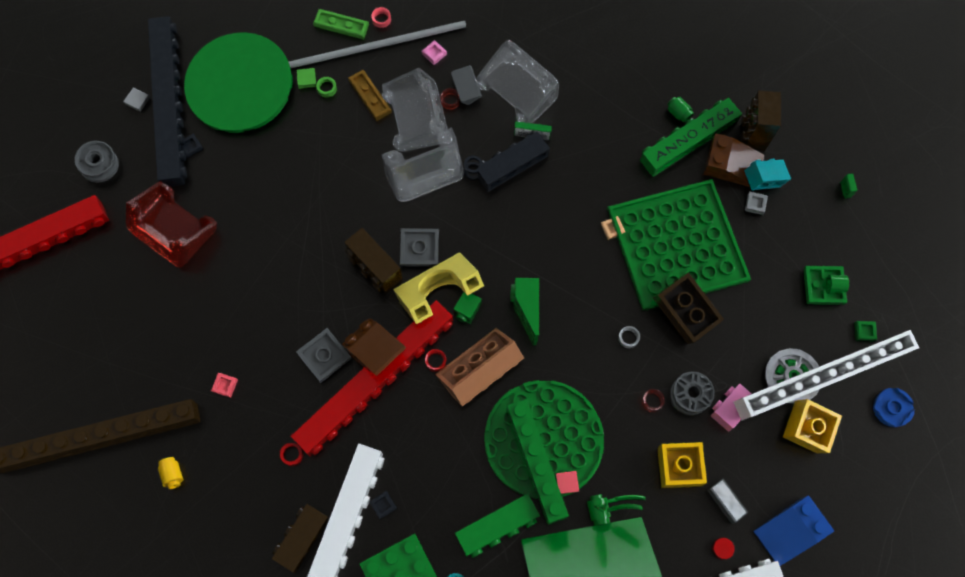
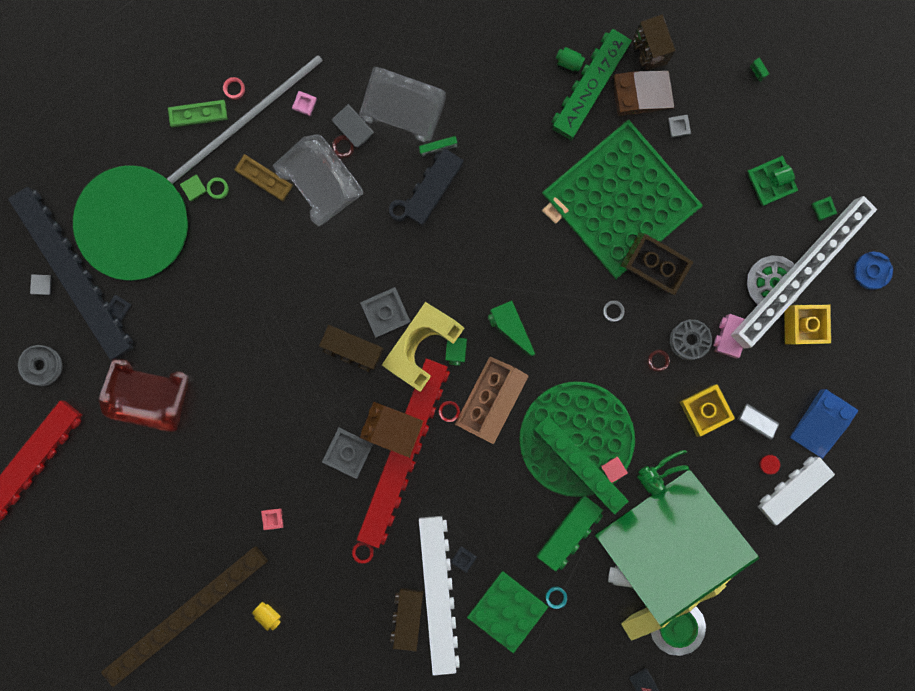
camera: 25 degrees left, 15 degrees up
(426, 171) = (359, 238): clear windscreen -> none
(767, 174) = (679, 93): teal brick -> none

